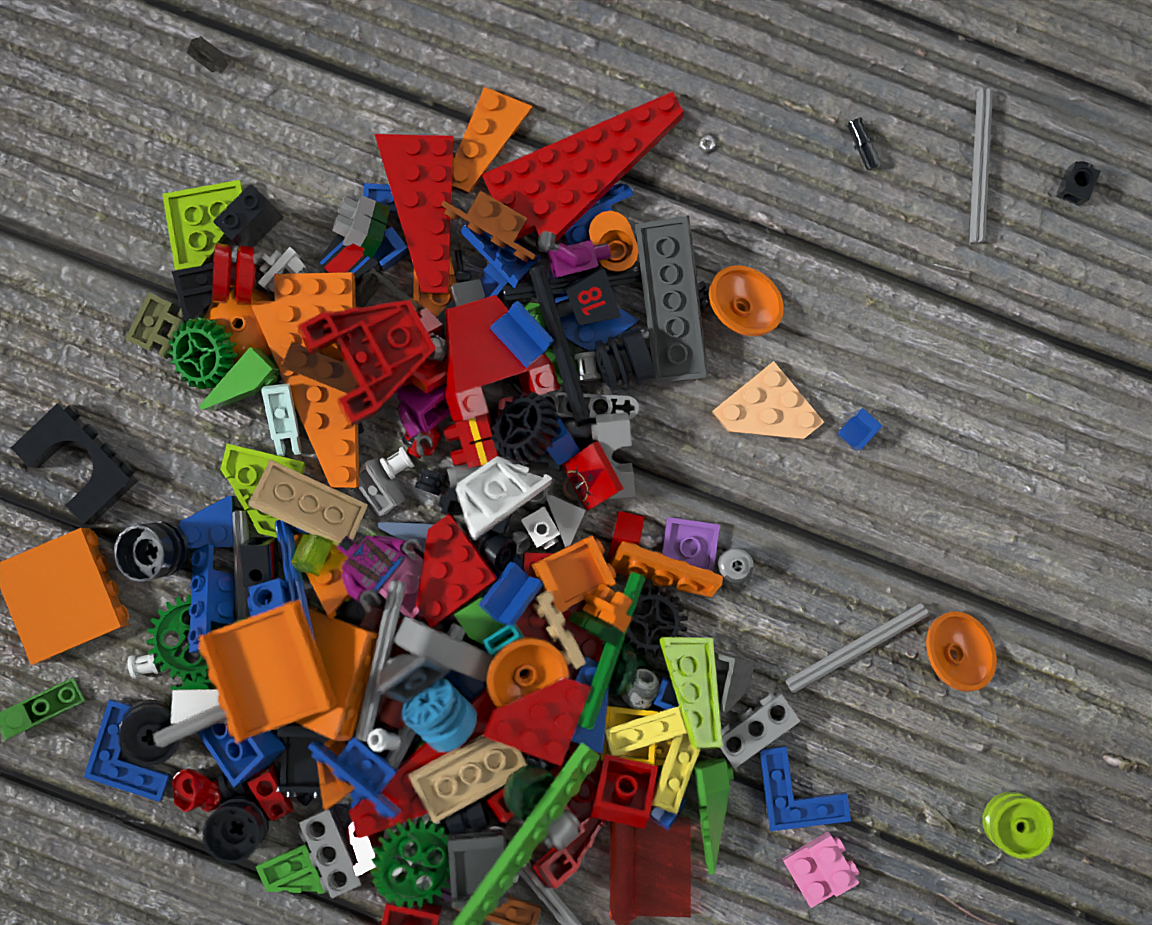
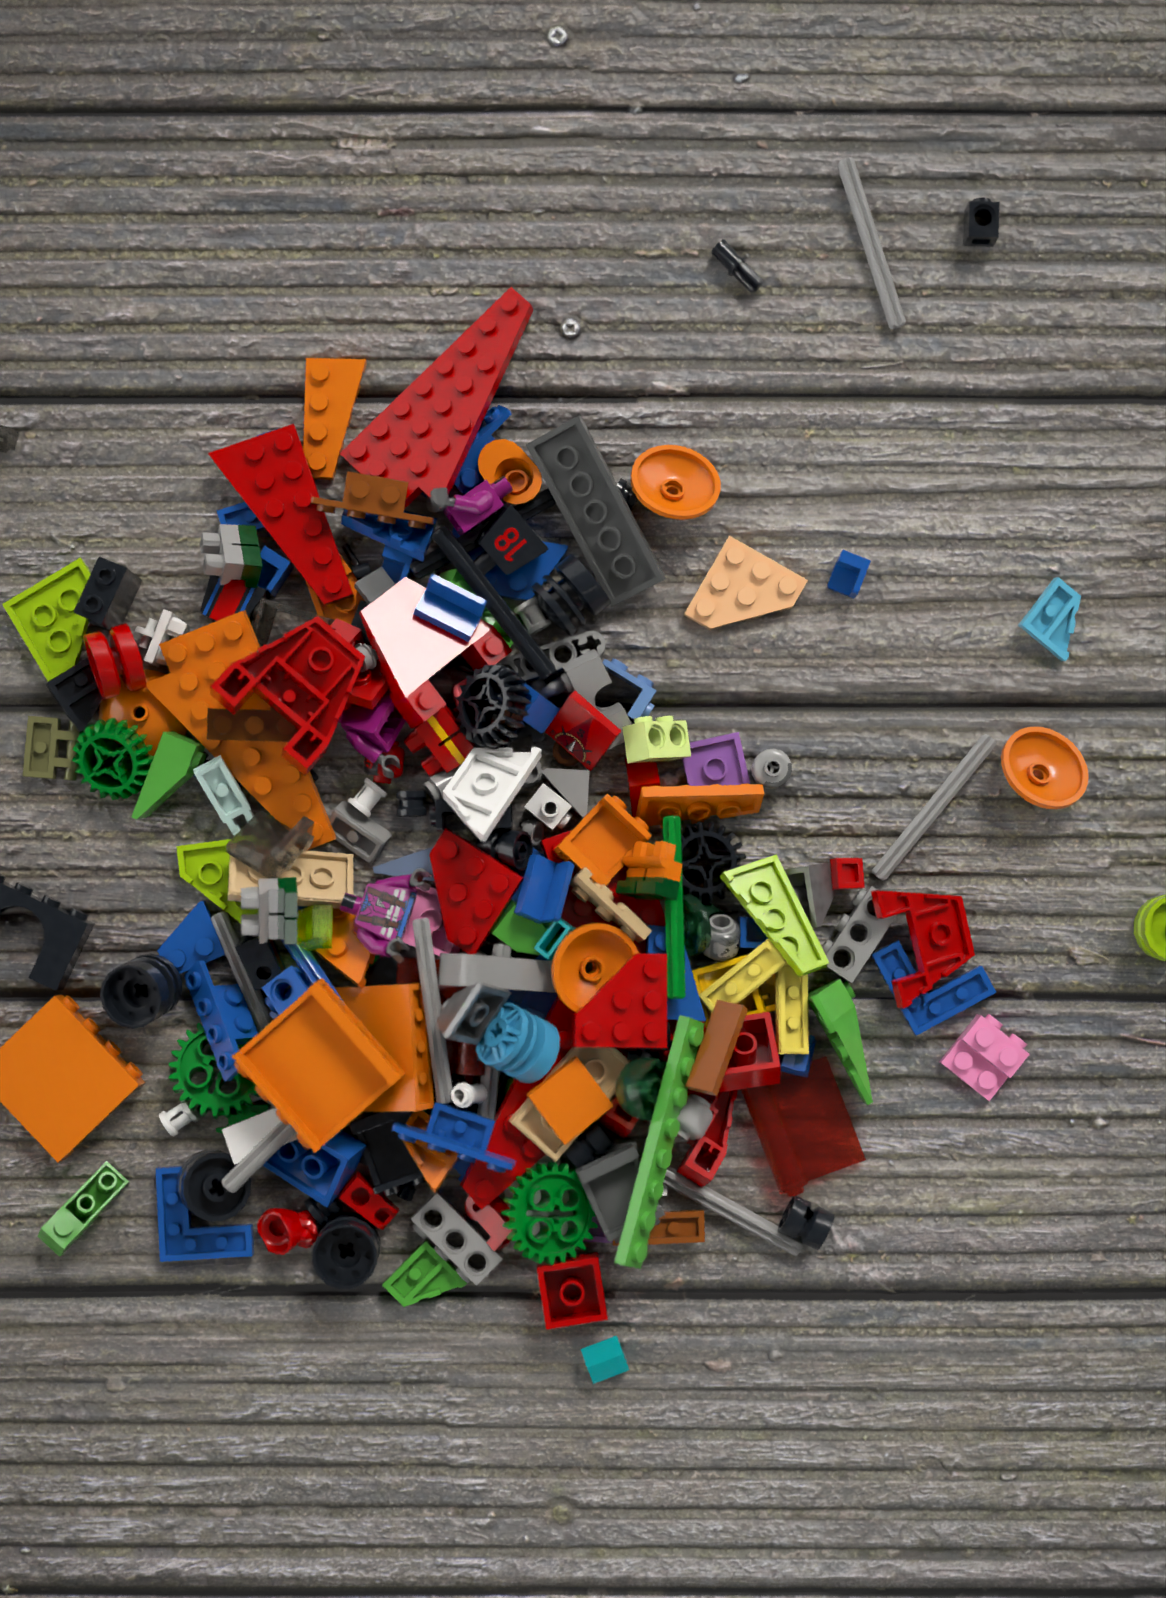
camera: 25 degrees left, 0 degrees up
(284, 527) = (276, 908): none -> light grey hips
(301, 472) = (270, 845): none -> clear smoke bracket
(464, 777) = (570, 1100): none -> orange tile
(602, 781) = (716, 1047): none -> dark orange tile
(648, 474) = (642, 705): none -> medium blue bracket
(650, 506) = (656, 740): none -> yellowish green brick
(765, 675) = (847, 873): none -> red tile
(820, 754) = (937, 934): none -> red wing
(1015, 529) = (1053, 618): none -> medium azure wing

